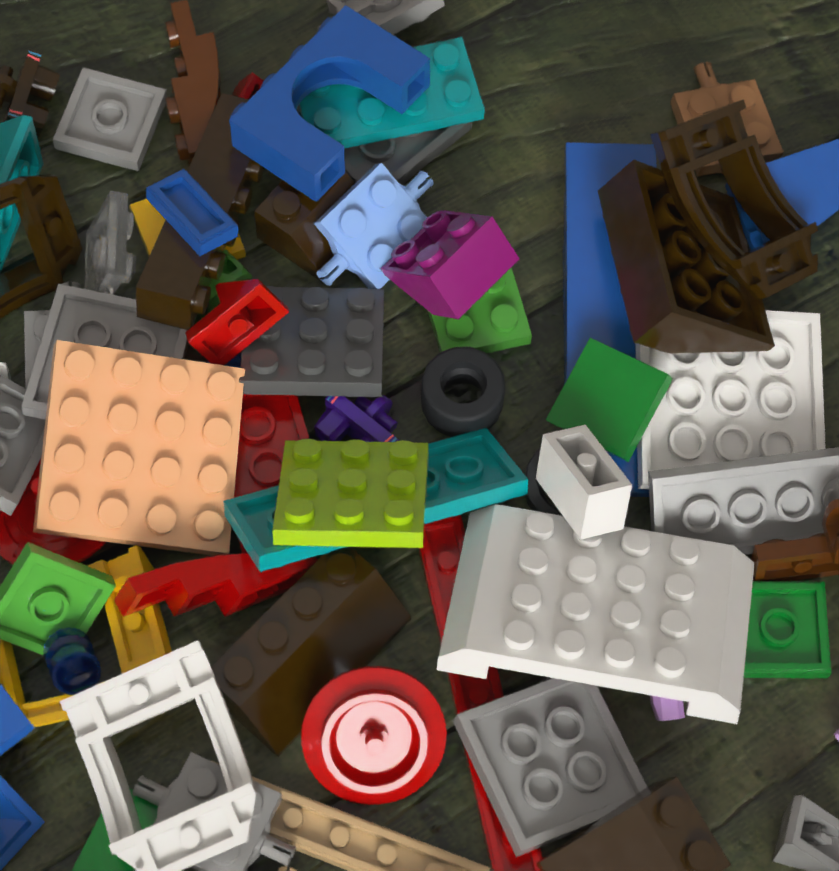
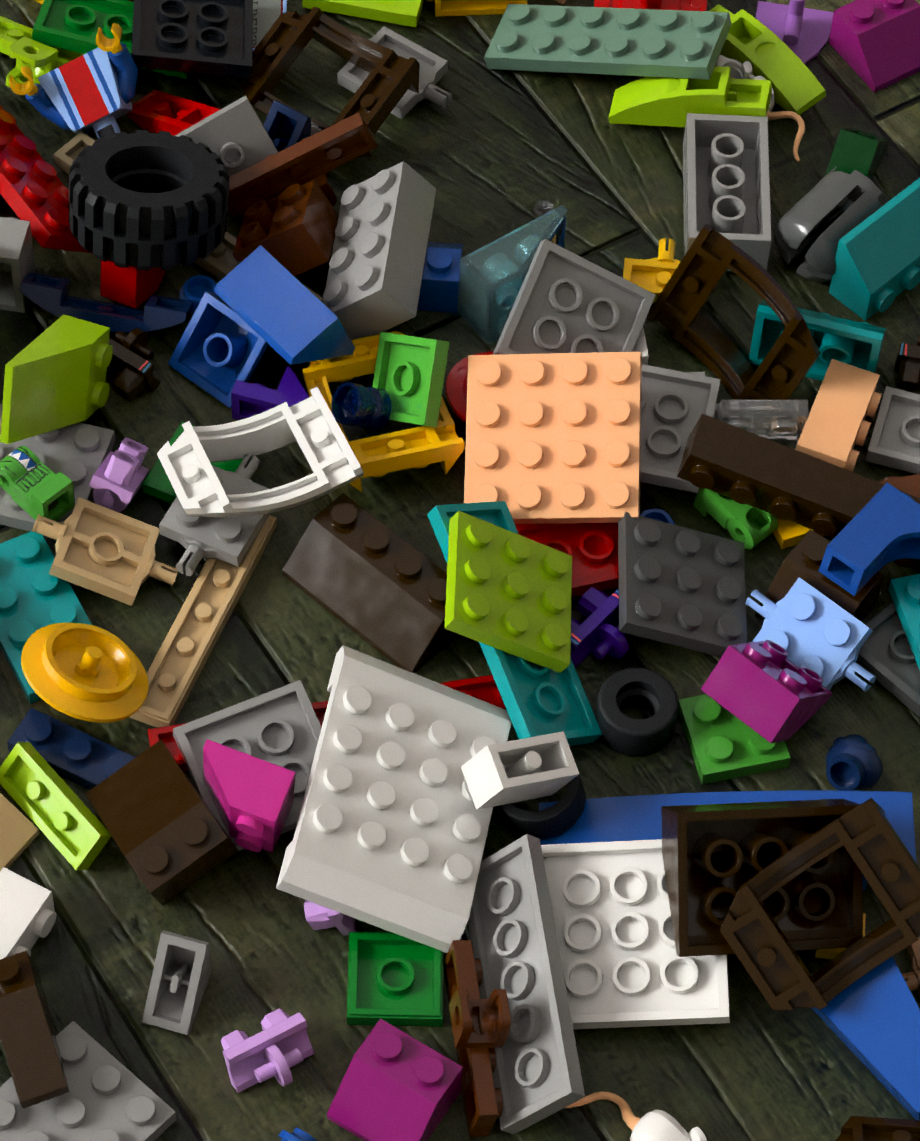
camera: 90 degrees right, 10 degrees down
(58, 753) = (256, 398): none -> dark purple slope
(90, 175) = (840, 415): none -> light nougat brick
(192, 212) = (789, 461): blue tile -> none
(227, 579) = (424, 483): red slope -> none
(241, 317) = (684, 506): red slope -> none
(373, 735) = (287, 624): red piece -> none
(515, 203) = (853, 764): none -> dark blue animal
(610, 396) = (617, 815): green tile -> none
(625, 754) = (248, 794): none -> dark pink slope

